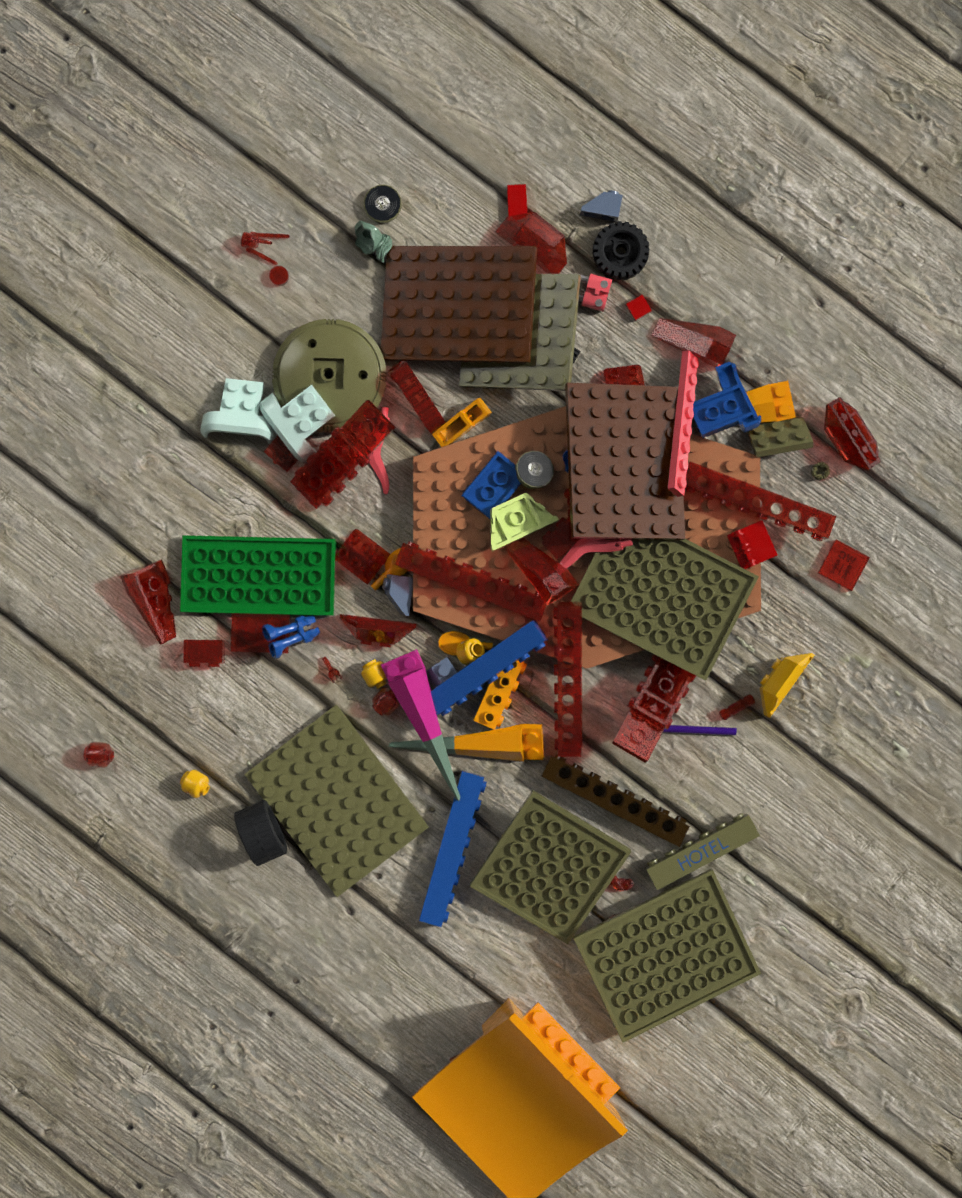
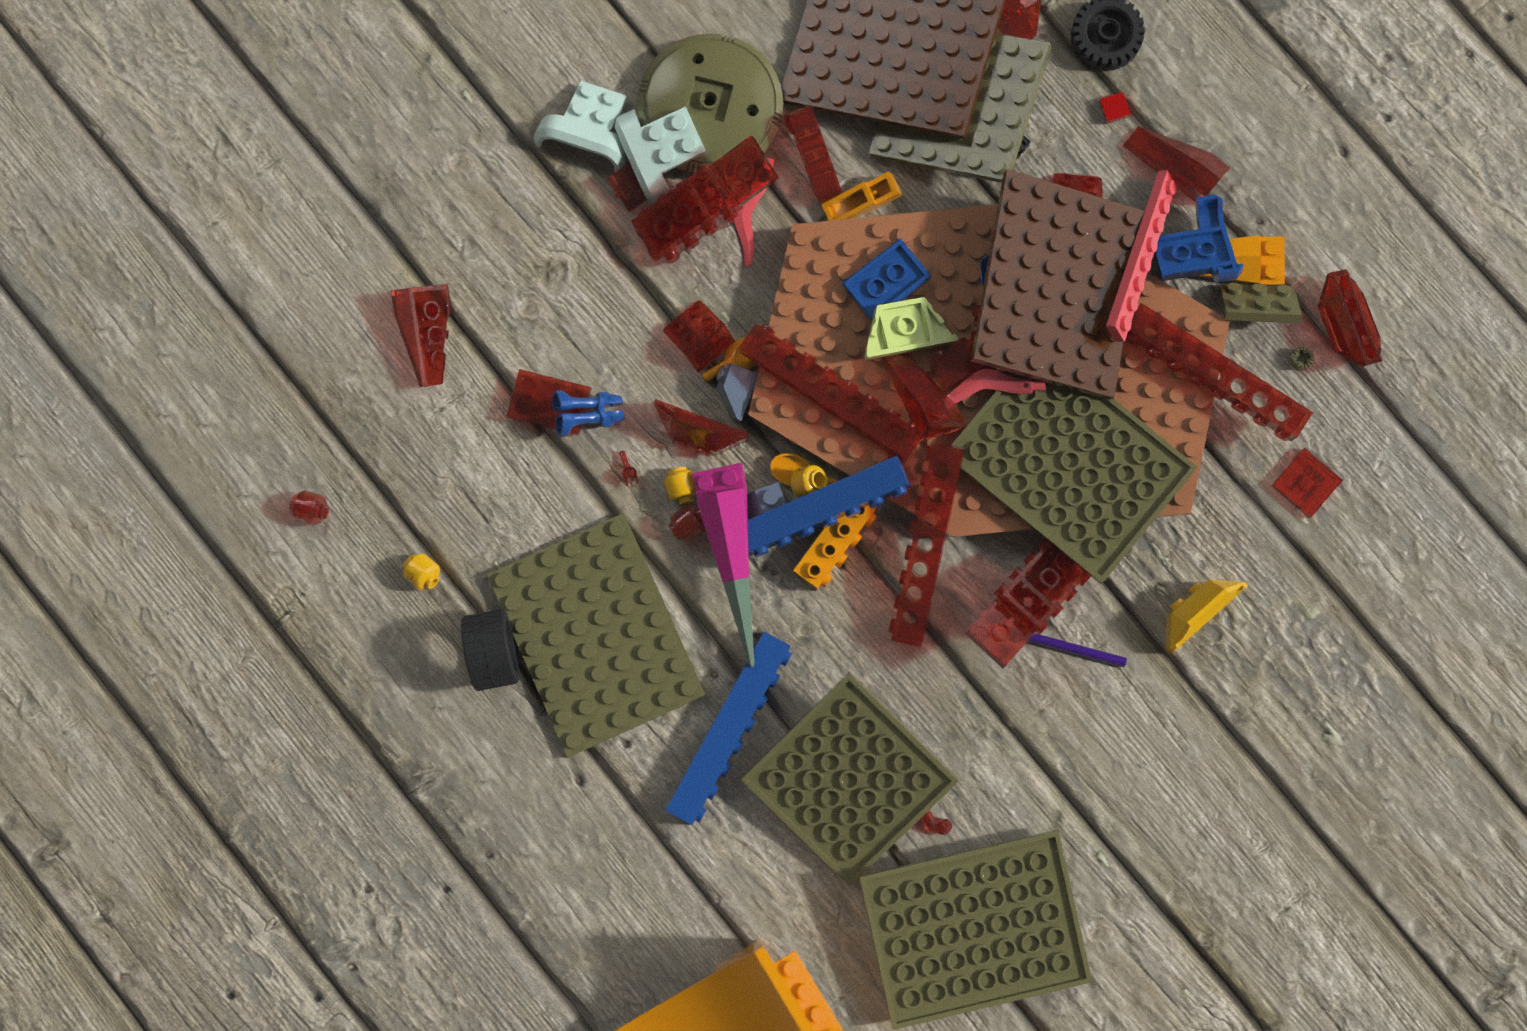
camera: 10 degrees right, 5 degrees down
(204, 652) = (473, 409): clear red brick -> none
(258, 575) = (563, 330): green plate -> none
(506, 743) = (831, 610): light orange plate -> none
(534, 469) = (941, 271): black tile -> none
(596, 291) = (1065, 76): coral piece -> none
(674, 835) = (1017, 777): dark brown brick -> none
(701, 851) = (1049, 805): olive brick -> none
(737, 707) = (1133, 631): clear red axle -> none
(752, 545) = (1197, 426): red hinge -> none

